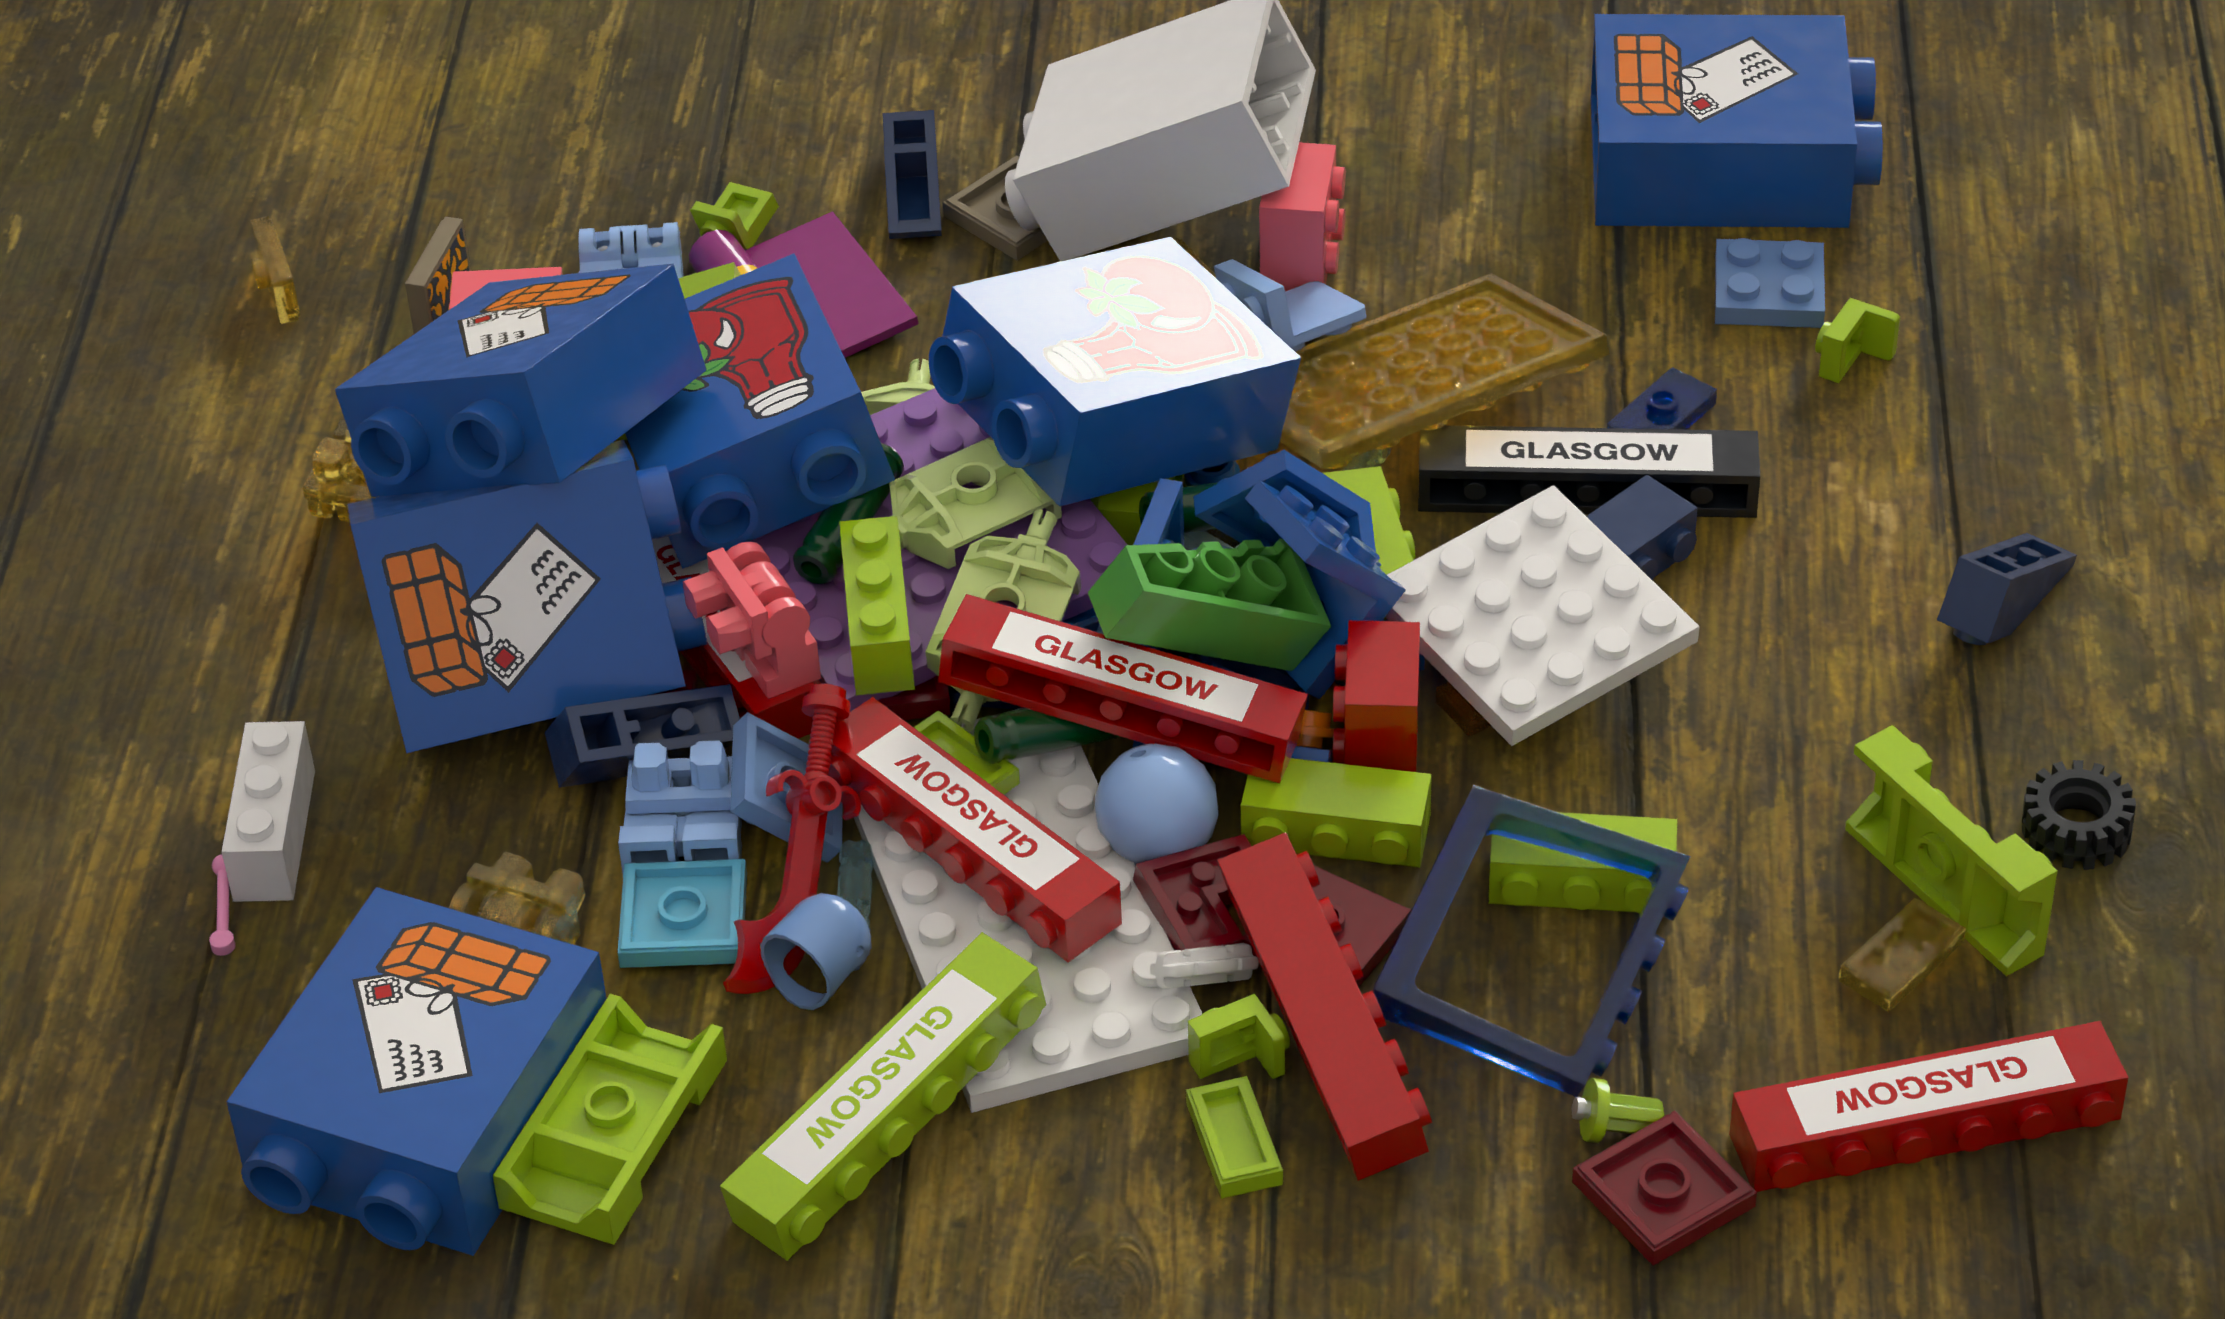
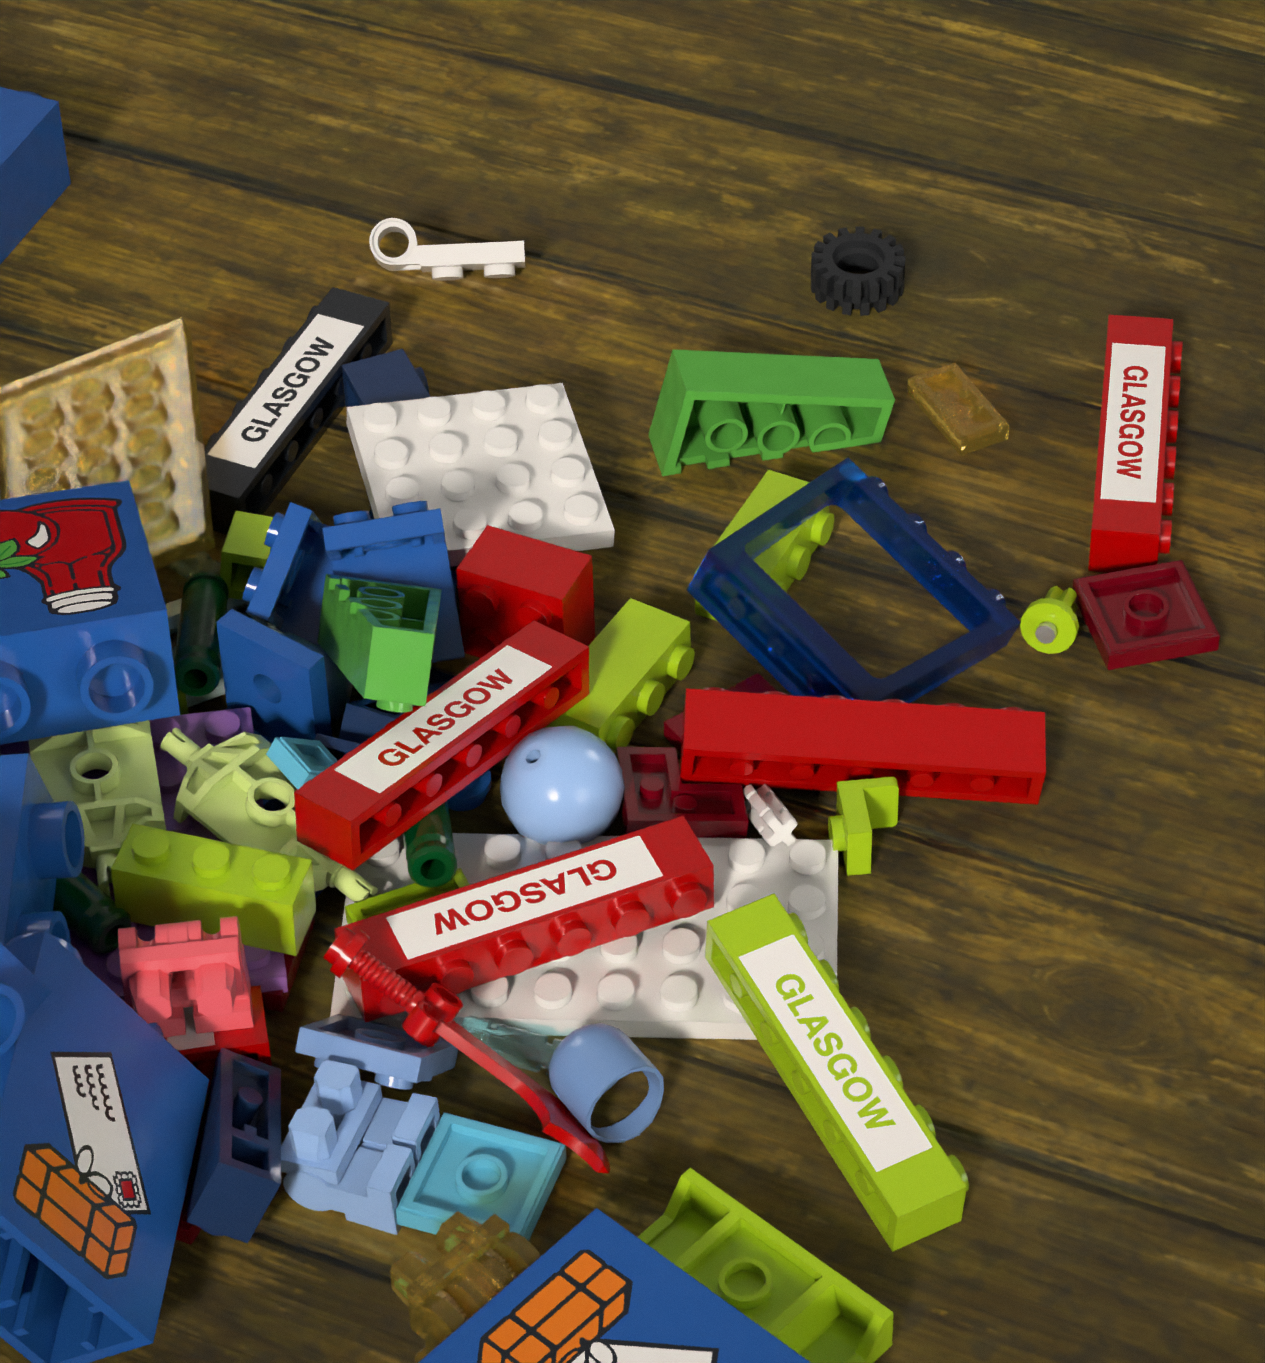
camera: 70 degrees left, 0 degrees up
(1059, 602) = (300, 758): none -> medium azure tile
(1234, 1137) = (959, 864): lime tile -> none
(1669, 403) = (231, 350): clear blue plate -> none
(1769, 283) = (114, 243): medium blue plate -> none
(1791, 796) = (765, 405): none -> bright green wedge
(1856, 330) = (234, 212): lime bracket -> none
(1871, 468) = (448, 260): none -> white plate
(1949, 862) = (902, 328): lime piece -> none
(2001, 587) = (590, 225): dark blue slope -> none

